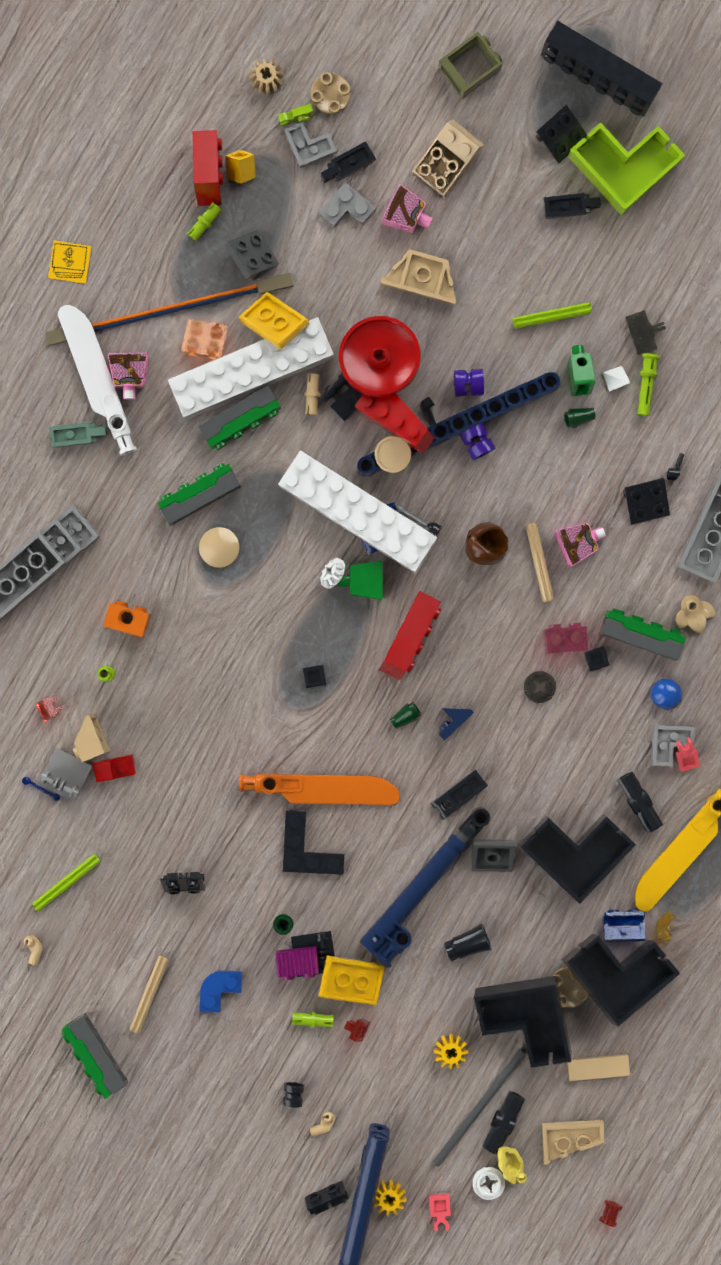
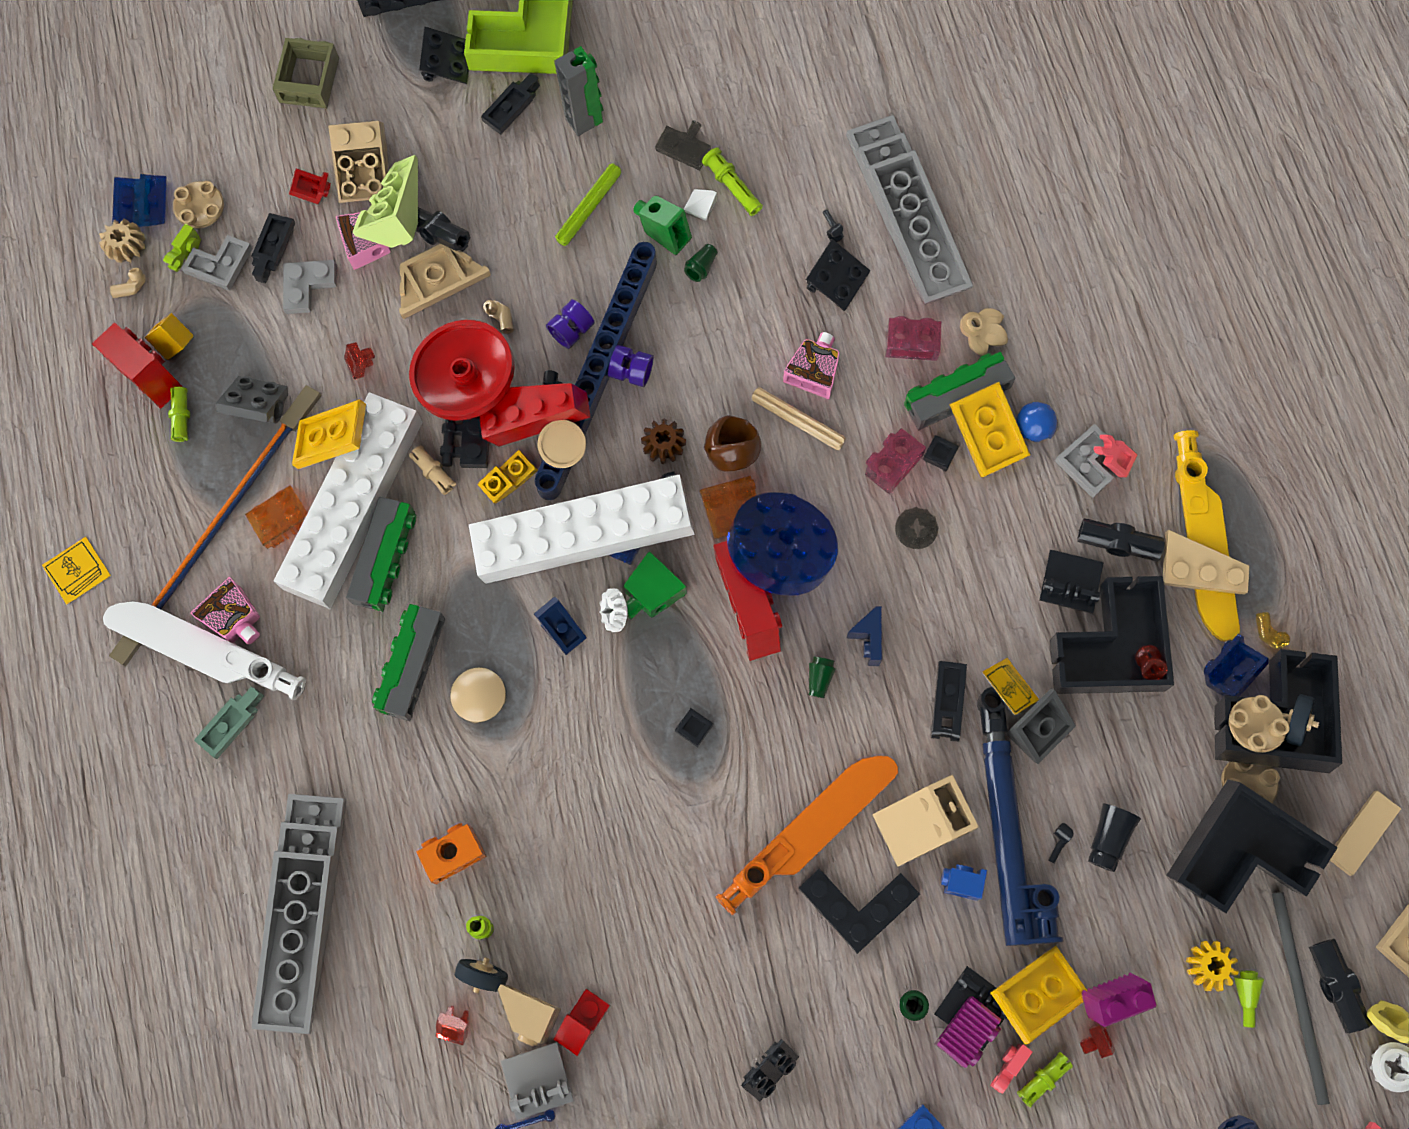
camera: 35 degrees left, 15 degrees down
(85, 697) = (480, 974): none -> black wheel
(247, 111) = (131, 287): none -> tan arm
(296, 553) = (560, 625): none -> dark blue slope
(299, 57) = (140, 200): none -> clear blue slope
(306, 997) = (1014, 1060): none -> coral plate
(331, 287) = (358, 360): none -> clear red tile
(349, 439) = (506, 479): none -> yellow slope
(371, 890) = (964, 882): none -> blue brick
(382, 842) = (925, 820): none -> tan slope
(386, 1020) = (1118, 999): none -> magenta brick
(404, 145) = (309, 186): none -> red bracket
(434, 214) = (394, 209): none -> yellowish green wedge
(438, 336) = (501, 313): none -> tan arm
(447, 918) = (1065, 834): none -> black hand
(449, 247) = (439, 229): none -> black piece
(453, 577) = (724, 502): none -> clear orange hinge
(456, 497) = (661, 433): none -> reddish brown gear
(457, 1079) = (1249, 991): none -> lime cone
(474, 625) = (782, 543): none -> clear blue piece
(498, 819) = (1010, 686): none -> yellow sticker
(579, 879) = (1146, 663): none -> clear red bush
(590, 797) = (1071, 581): none -> black hinge
(597, 966) = (1258, 724): none -> tan dish
(610, 246) = (579, 90): none -> dark grey piece
(622, 985) = (1300, 720): none -> black wheel
(634, 673) = (989, 429): none -> yellow tile
(644, 584) = (913, 345): none -> clear pink brick
(664, 858) = (1200, 567): none -> tan wing

